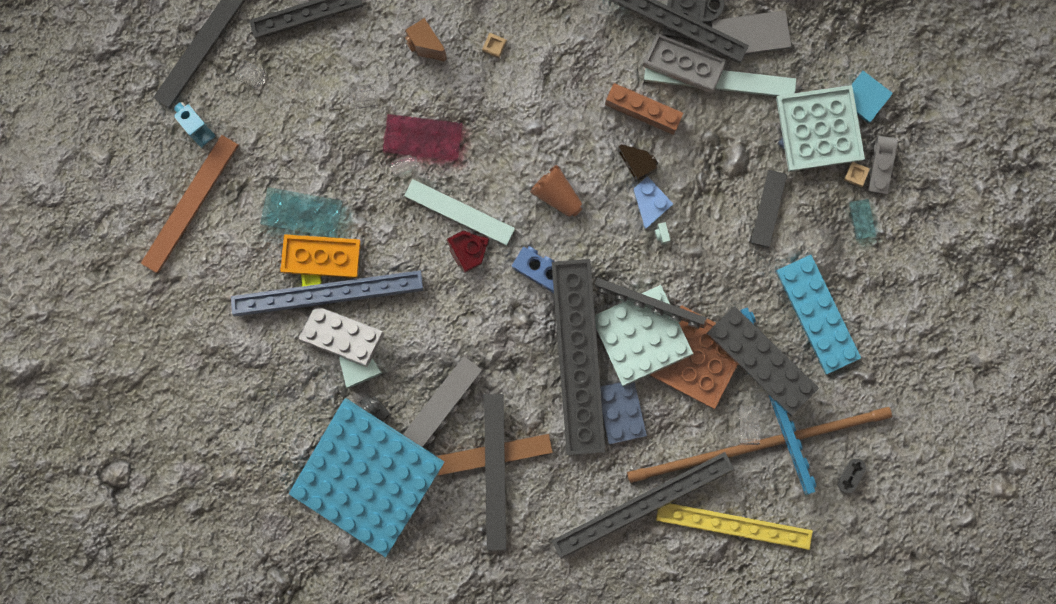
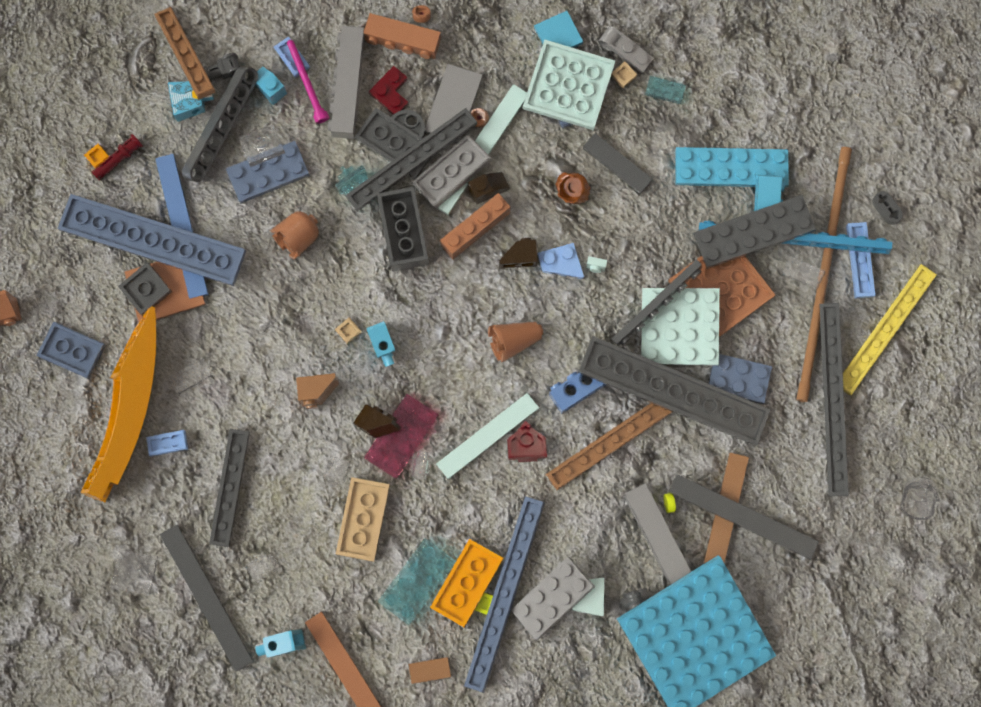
camera: 65 degrees left, 5 degrees down
(231, 261) = (429, 670): none -> medium nougat tile
(333, 140) = (362, 519): none -> tan plate
(421, 108) = (375, 422): none -> dark brown slope
(476, 400) = (669, 503): none -> neon yellow tile
(501, 72) = (378, 334): none -> medium azure torso
(501, 320) = (606, 445): none -> medium nougat tile
(608, 45) = (403, 229): none -> dark grey brick
(687, 102) = (487, 186): none -> dark brown slope
(723, 178) = (573, 188): none -> dark orange hair
(749, 63) = (480, 116): none -> nougat tile
(785, 474) = (861, 264): none -> light blue plate
(810, 357) = (768, 191): none -> medium azure brick

